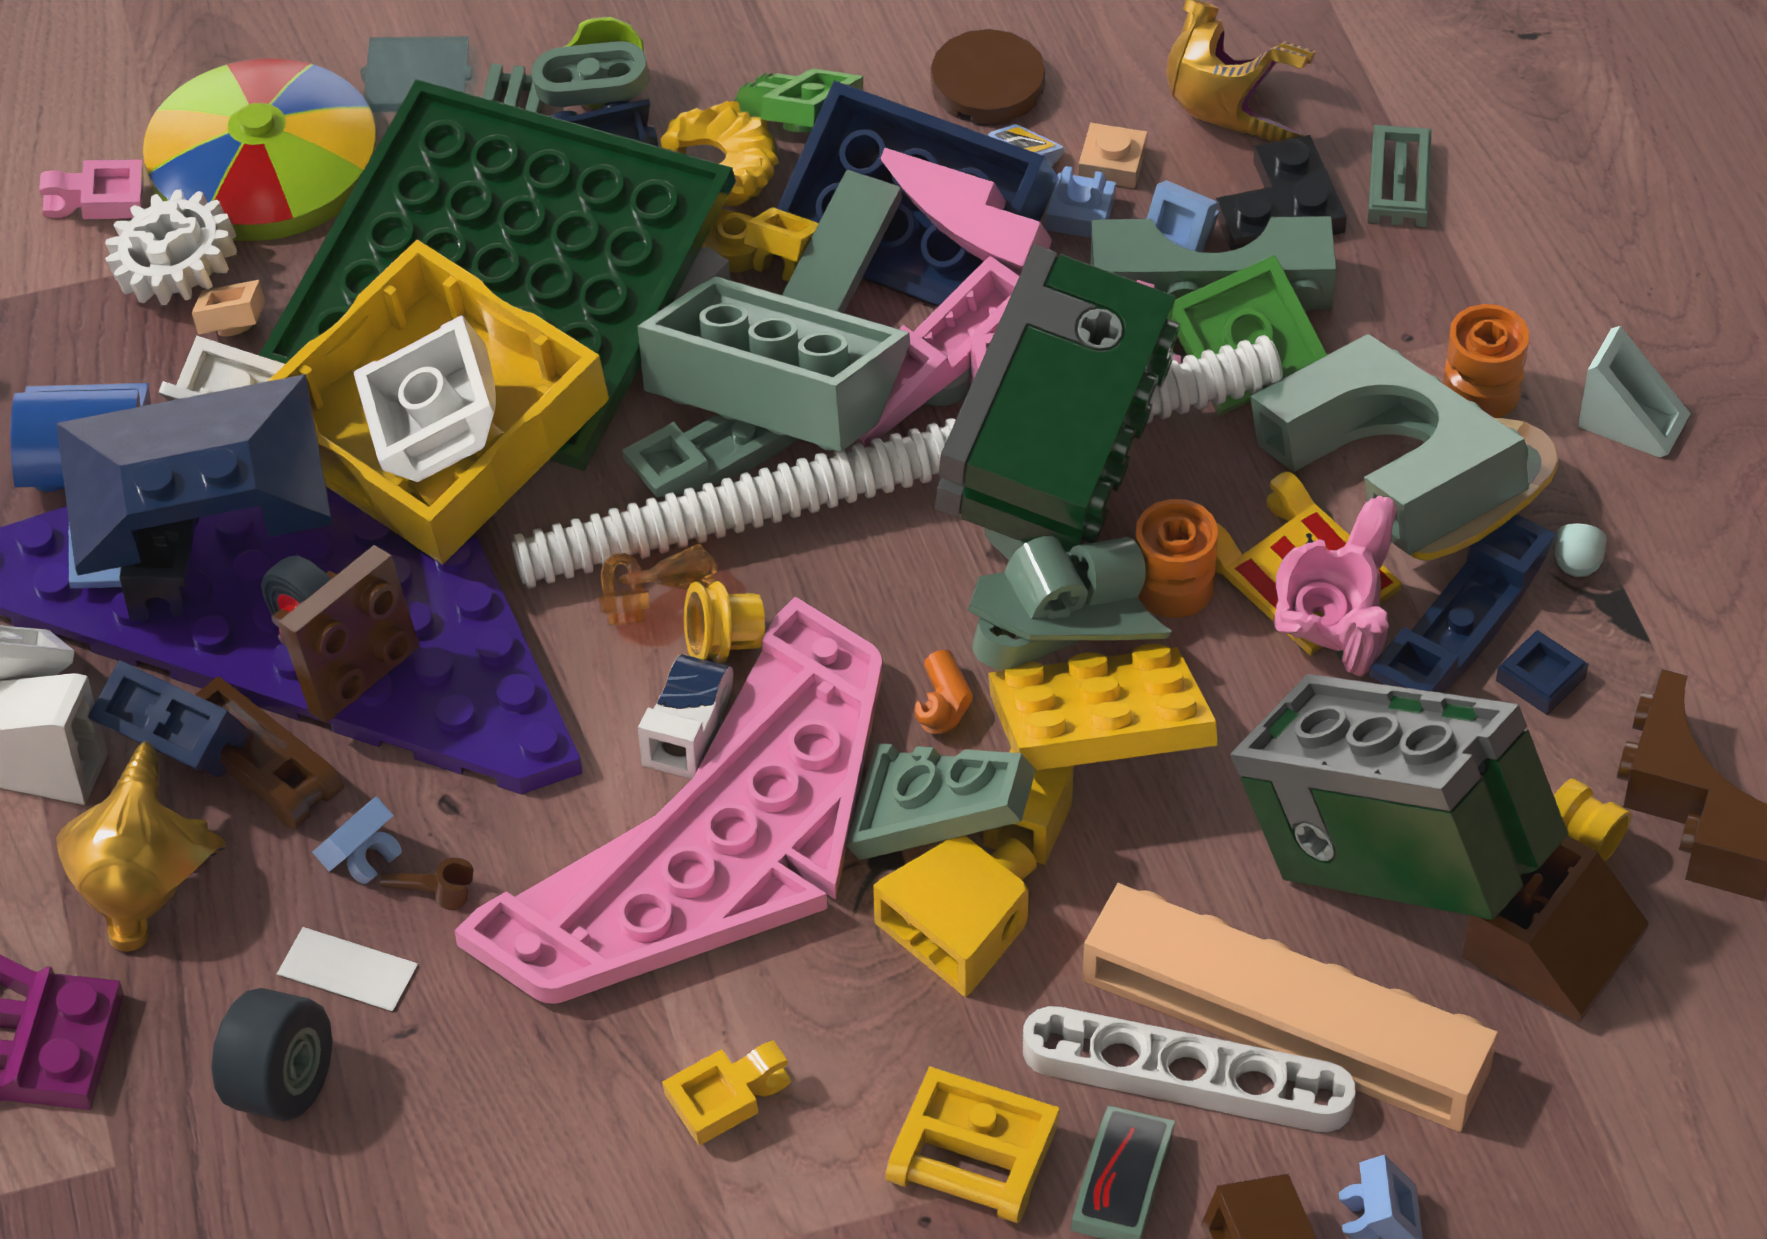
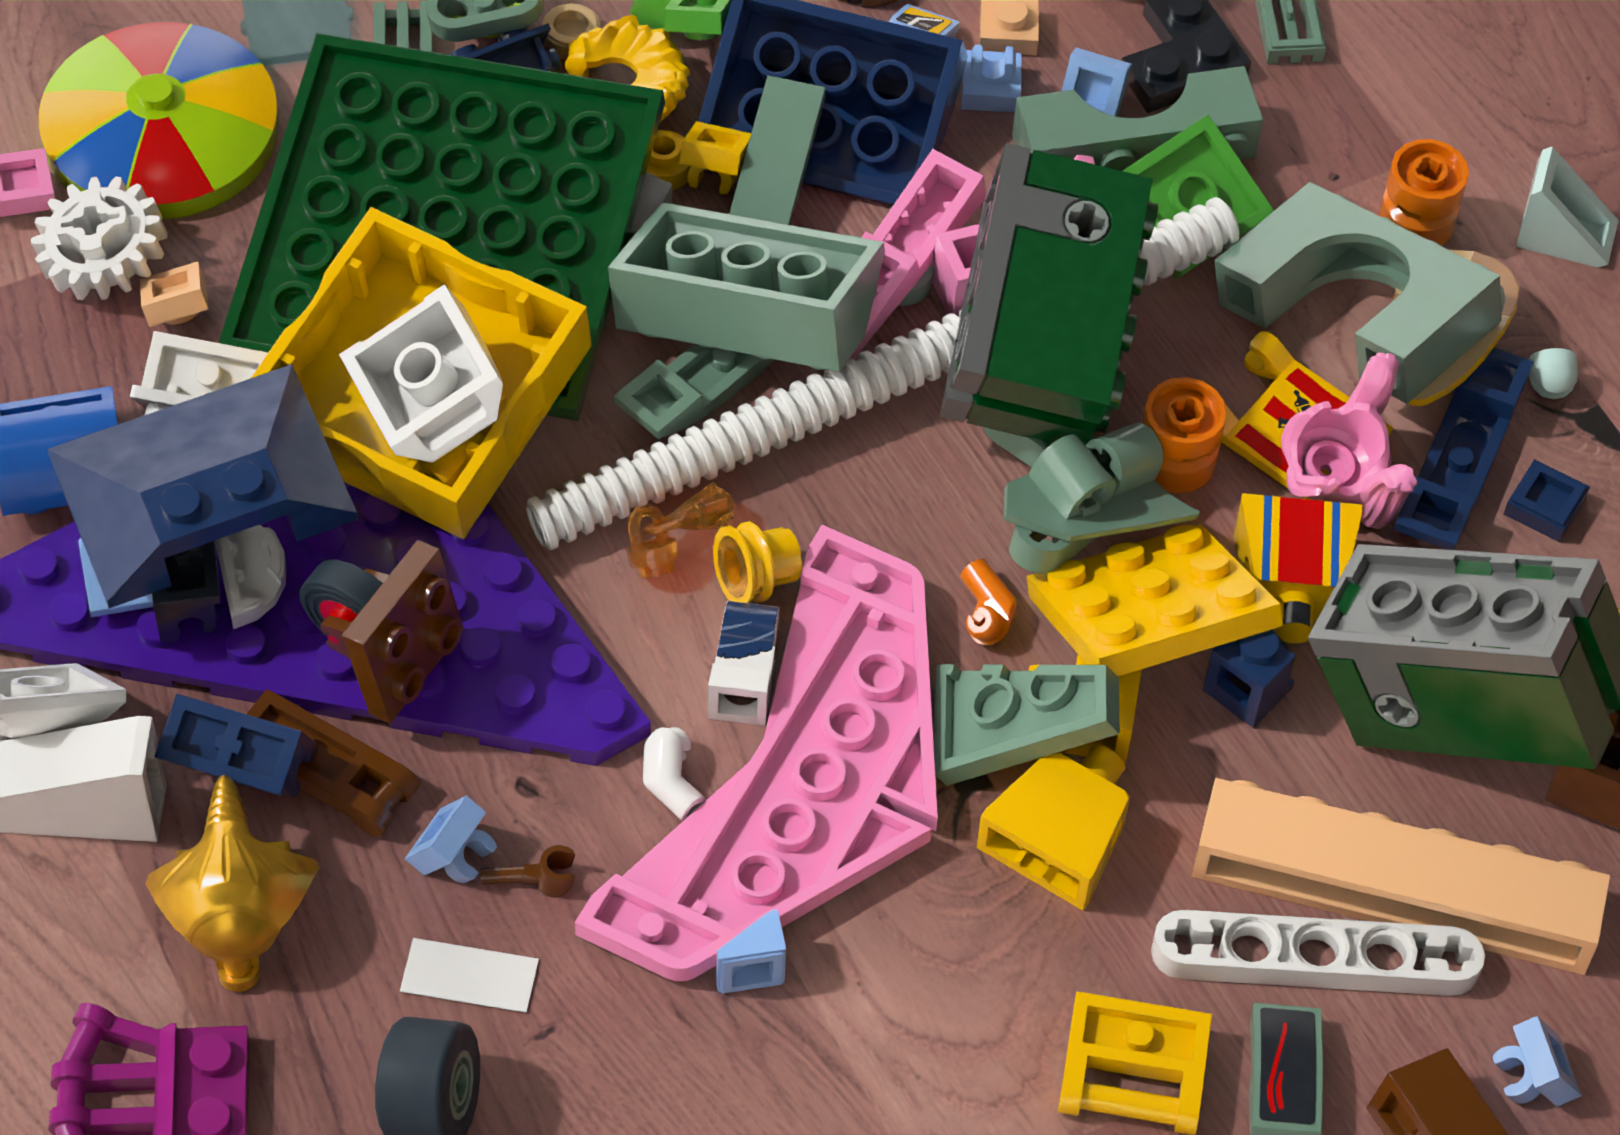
camera: 15 degrees left, 5 degrees up
(227, 562) = (251, 572): none -> white plate
(581, 802) = (663, 769): none -> white arm
(619, 988) = (753, 957): none -> light blue slope
(670, 103) = (567, 24): none -> tan tile
(722, 1094) = (877, 1050): yellow plate -> none
(967, 210) = (900, 107): bright pink slope -> none
(1198, 786) = (1259, 662): none -> dark blue brick
(1255, 672) = (1296, 553): none -> torso

